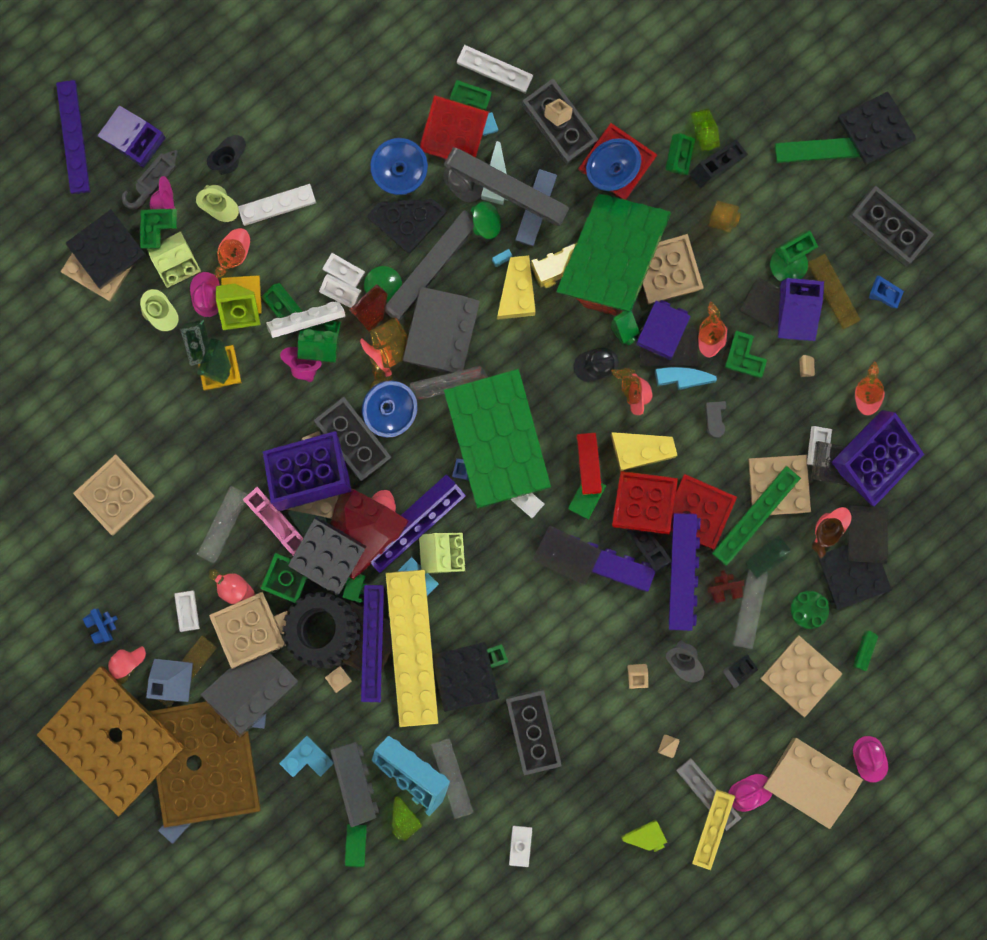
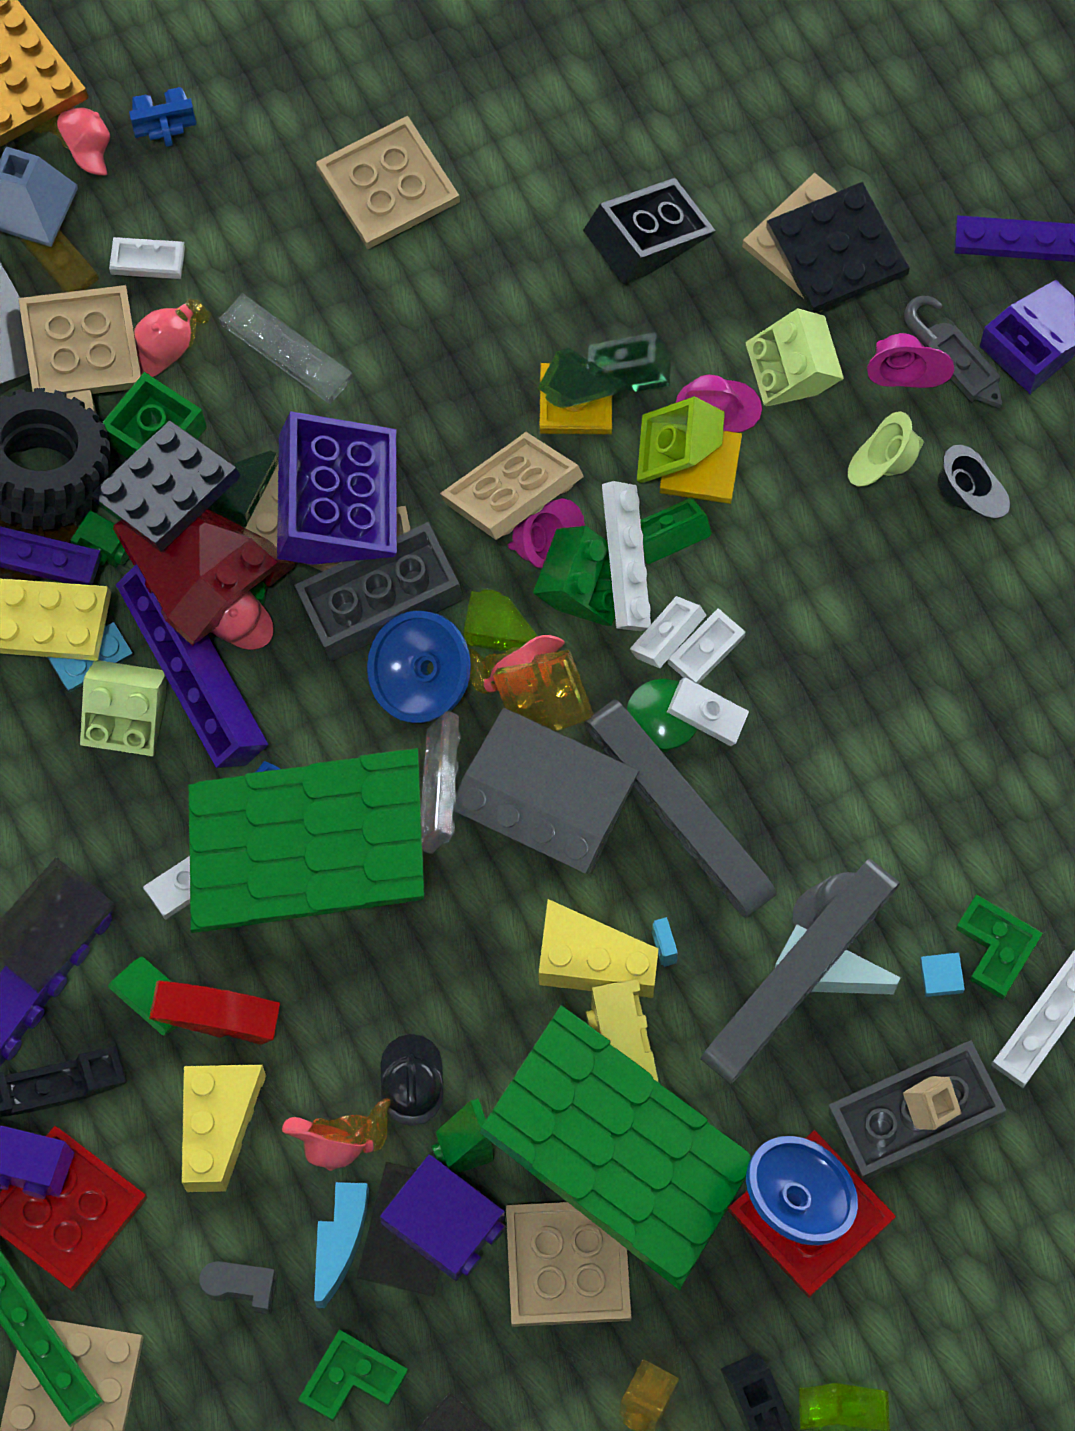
camera: 105 degrees right, 15 degrees down
(113, 350) = (647, 229): none -> black slope
(151, 224) = (866, 328): green plate -> none
(158, 310) = (702, 311): yellowish green piece -> none
(232, 251) = (783, 454): hair -> none
(274, 520) = (263, 432): bright pink arch -> none
(276, 204) = (861, 559): white plate -> none
(280, 384) = (512, 485): none -> tan plate
(354, 377) = (495, 622): none -> clear neon green slope
(370, 307) = (619, 672): clear red slope -> none
(378, 262) = (707, 711): none -> white plate
(395, 154) = (889, 762): blue dish -> none
(407, 220) = (778, 782): black plate -> none
(451, 126) = (941, 904): red plate -> none
(486, 220) = (745, 926): green dish -> none
(531, 223) = (783, 1052): sand blue tile -> none
(645, 502) = (108, 1101): red plate -> none
(680, 154) = (803, 1348): green slope -> none
(712, 333) = (412, 1317): hair -> none

